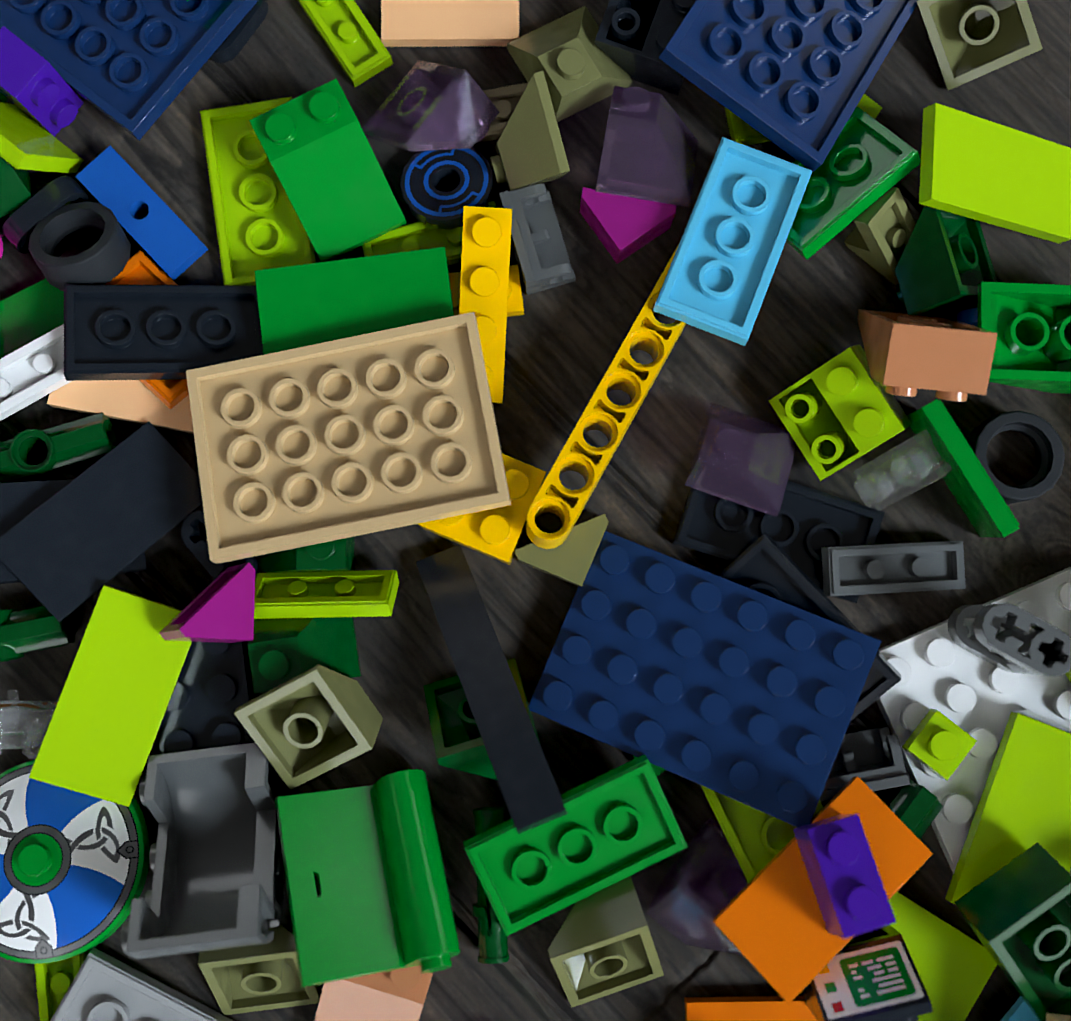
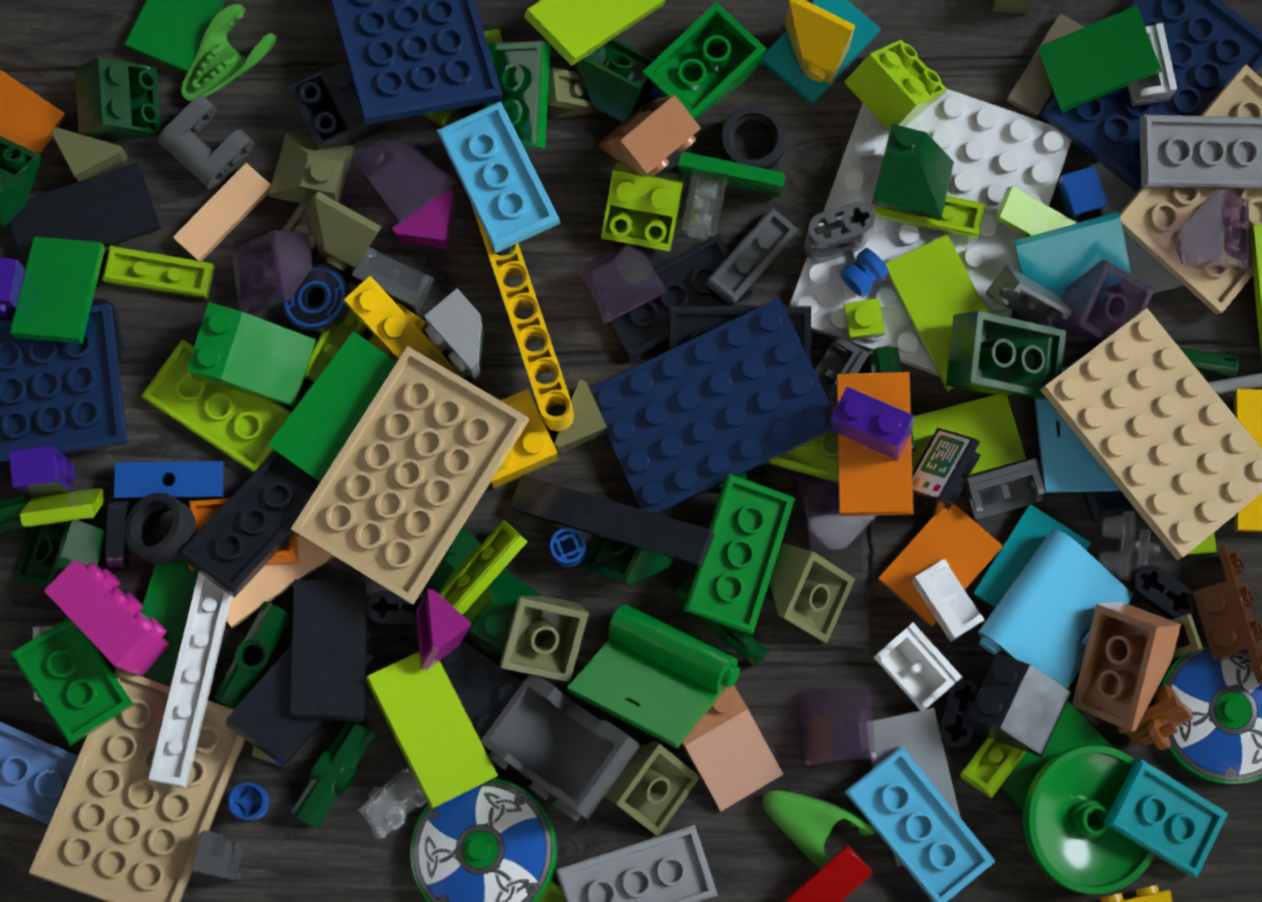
camera: 50 degrees left, 5 degrees down
(433, 656) = (567, 553): none -> blue wheel
(541, 351) = (459, 331): none -> light grey slope
(989, 701) = (864, 272): none -> blue wheel

